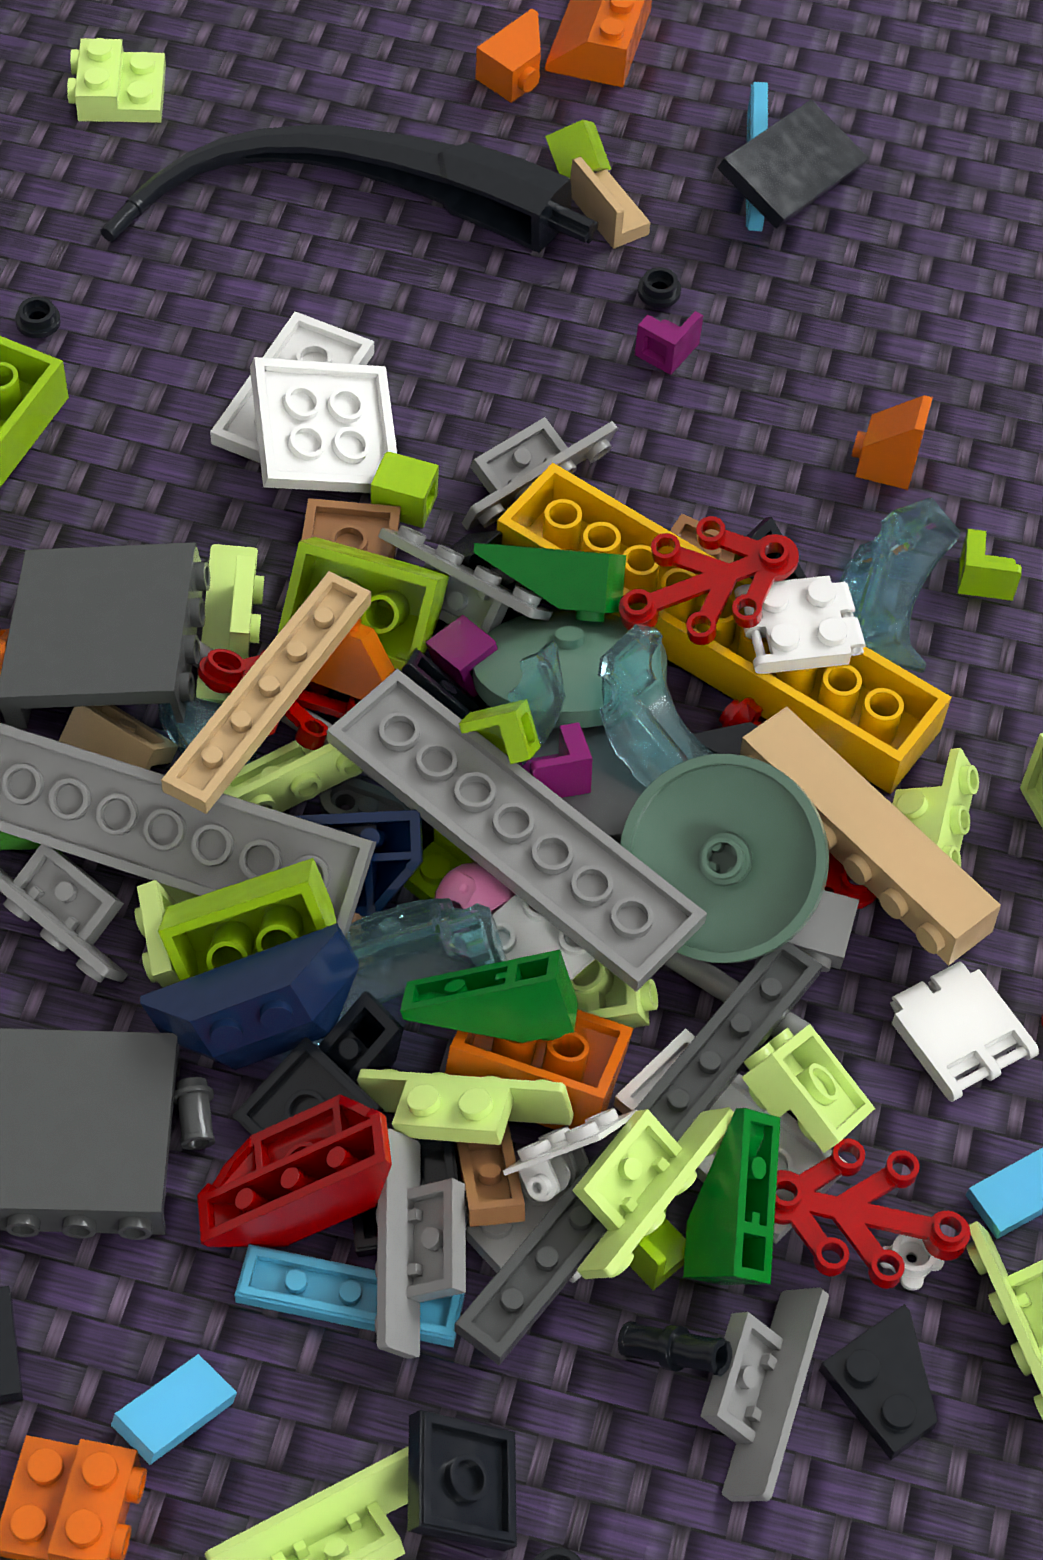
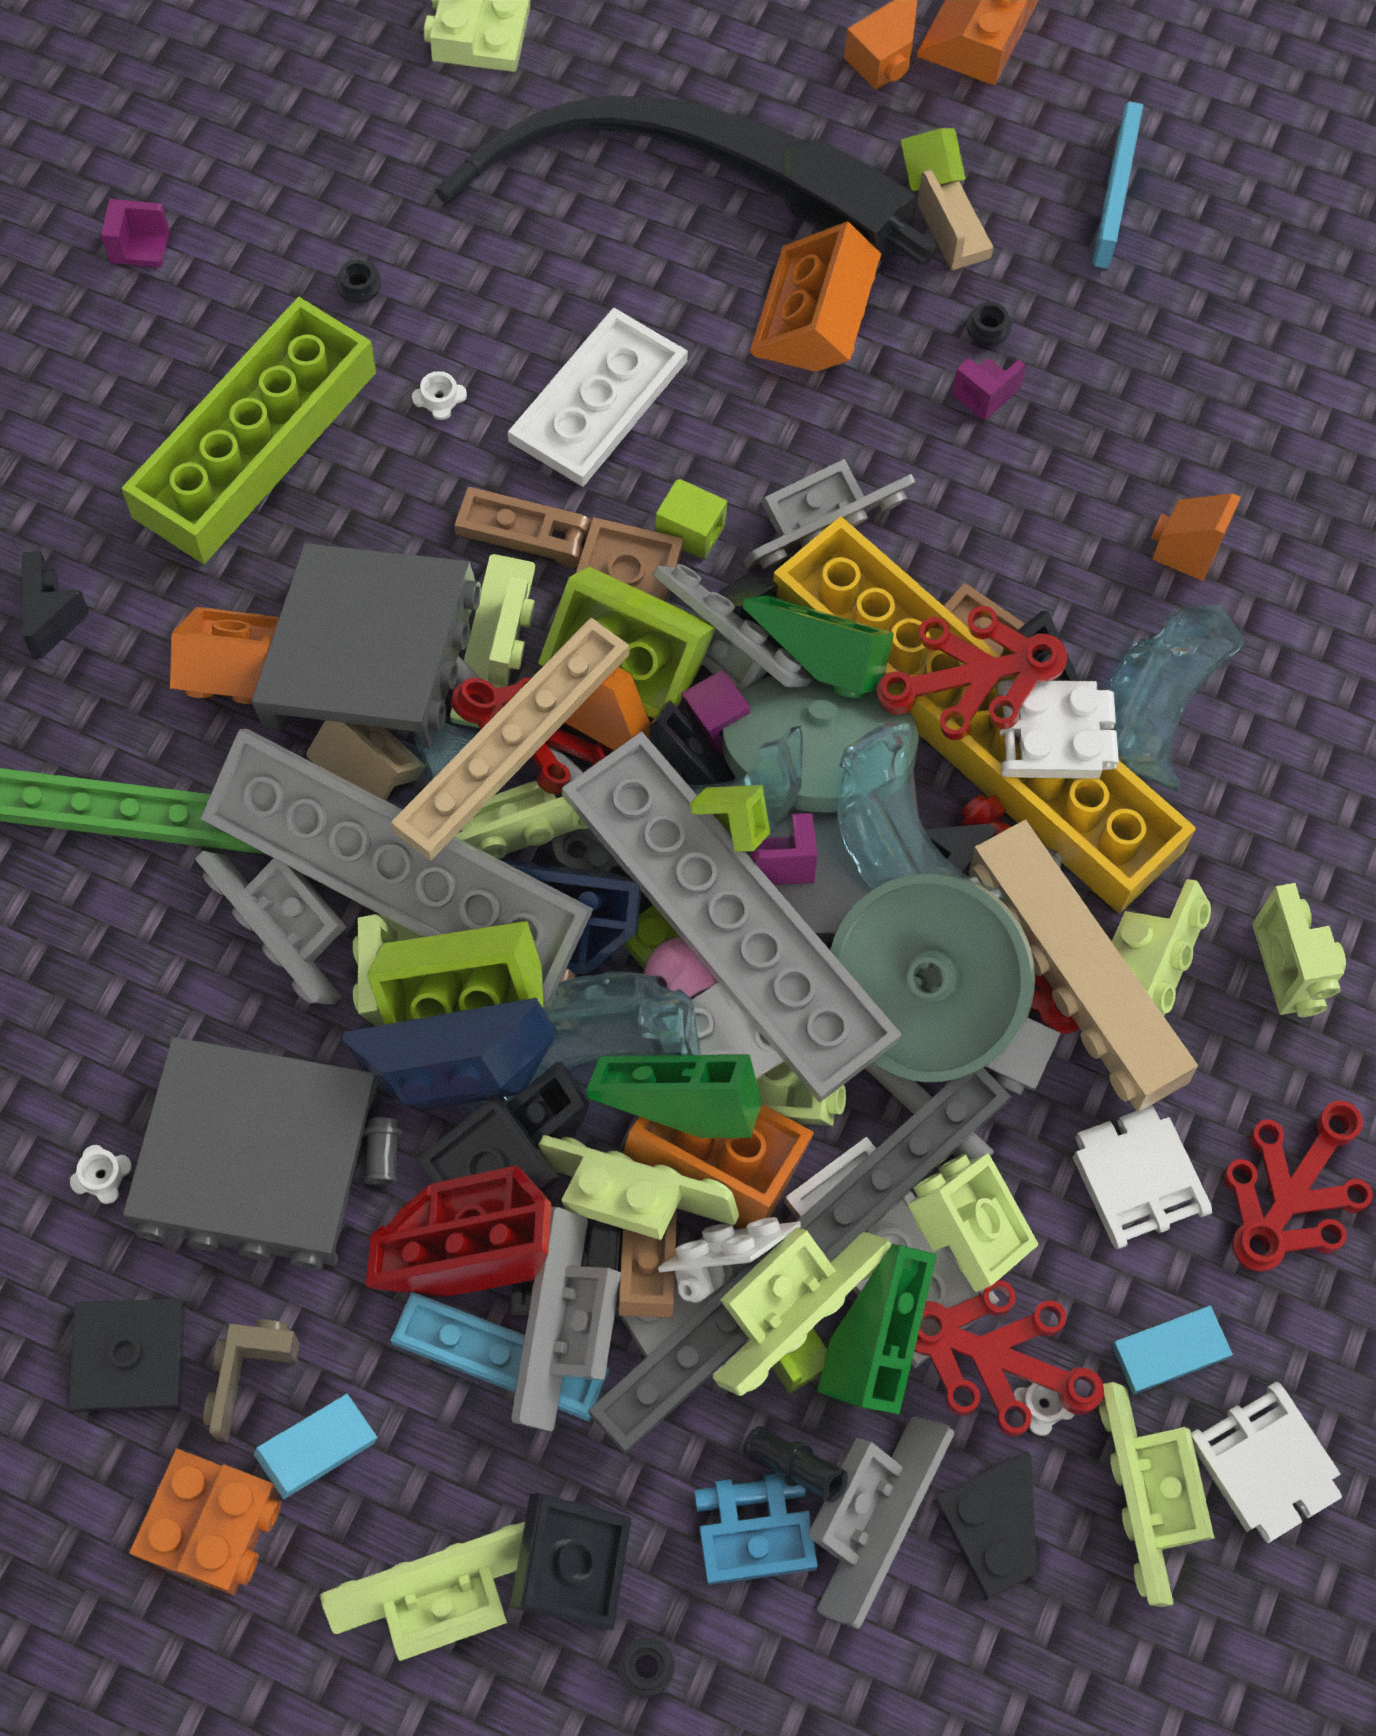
camera: 10 degrees right, 10 degrees up
(102, 1315) = (265, 1341): none -> dark tan bracket
(135, 408) = (439, 384): none -> white plate
(239, 516) = (522, 526): none -> medium nougat plate
(321, 423) = (618, 439): white plate -> none
(491, 284) = (817, 299): none -> orange slope
(649, 1438) = (758, 1545): none -> dark azure plate
(792, 163) = (1152, 201): black tile -> none
(986, 574) = (1264, 686): lime panel -> none

